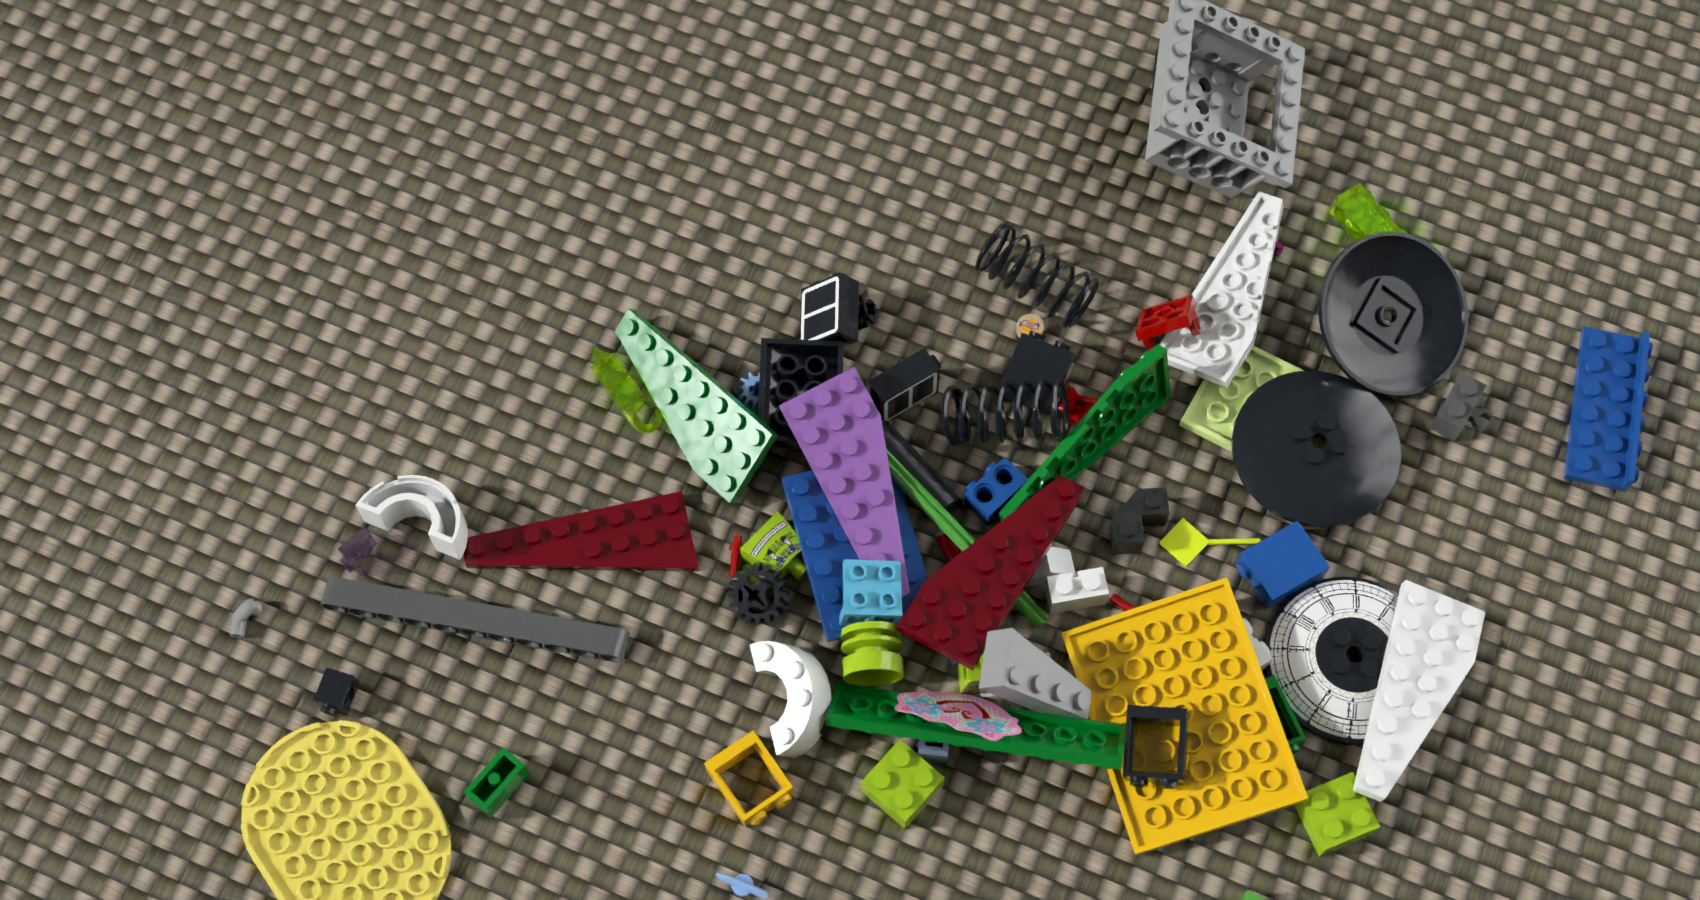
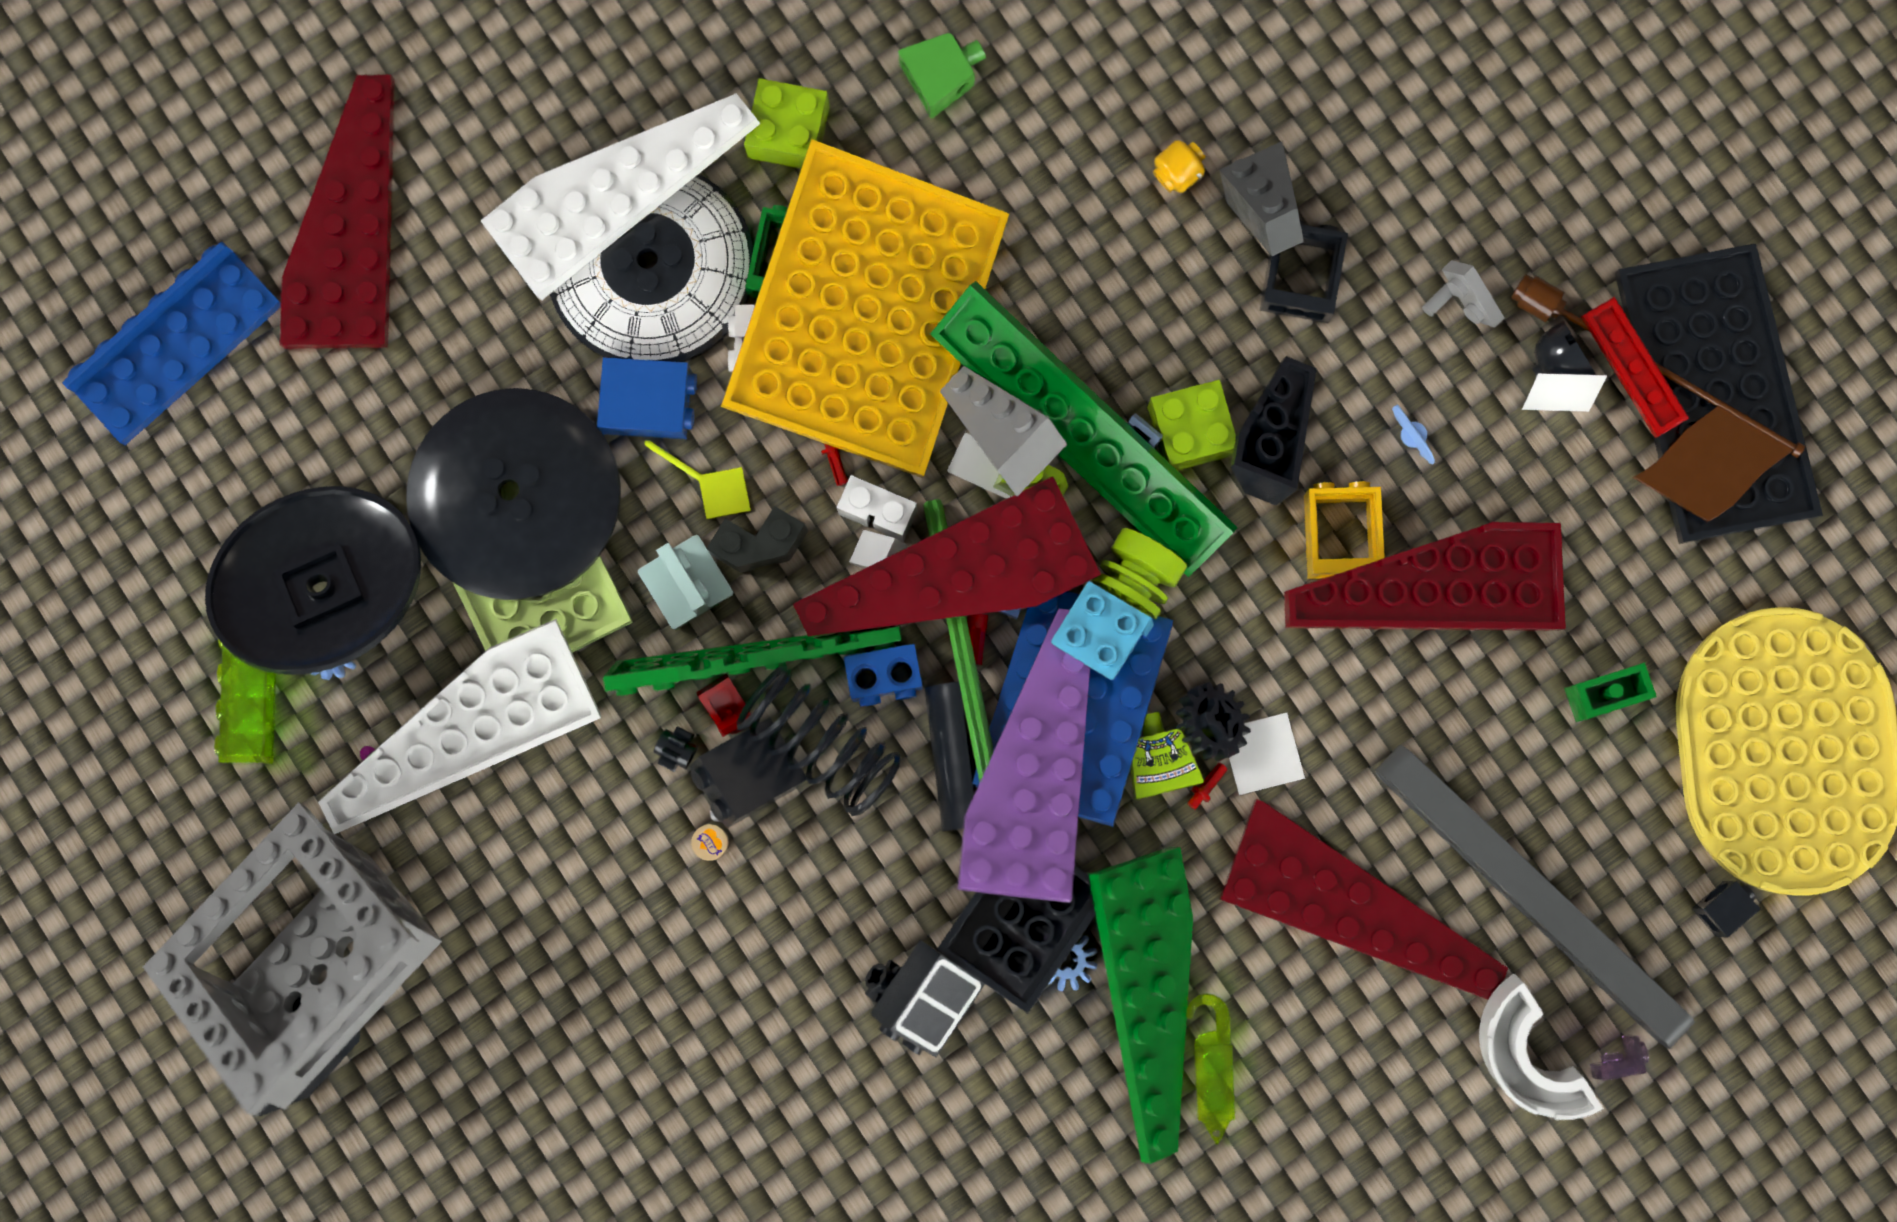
camera: 145 degrees left, 15 degrees up
(240, 617) = (1783, 1070): light grey arm -> none
(638, 799) = (1469, 581): none -> dark red wing
(708, 603) = (1268, 757): none -> white sticker
(806, 695) = (1230, 589): white brick -> none
(841, 809) = (1274, 434): none -> black wedge
(905, 384) = (900, 854): black brick -> none
(961, 712) = (1095, 456): sticker -> none
(1069, 320) = (657, 819): black piece -> none
(1092, 363) = (675, 749): none -> black gear
(1155, 715) = (898, 316): black window -> none
(1163, 315) = (556, 759): red piece -> none
(1163, 466) = (685, 581): none -> light aqua bracket
(1460, 408) = (327, 439): dark grey brick -> none
(1556, 534) = (340, 262): none -> dark red wing

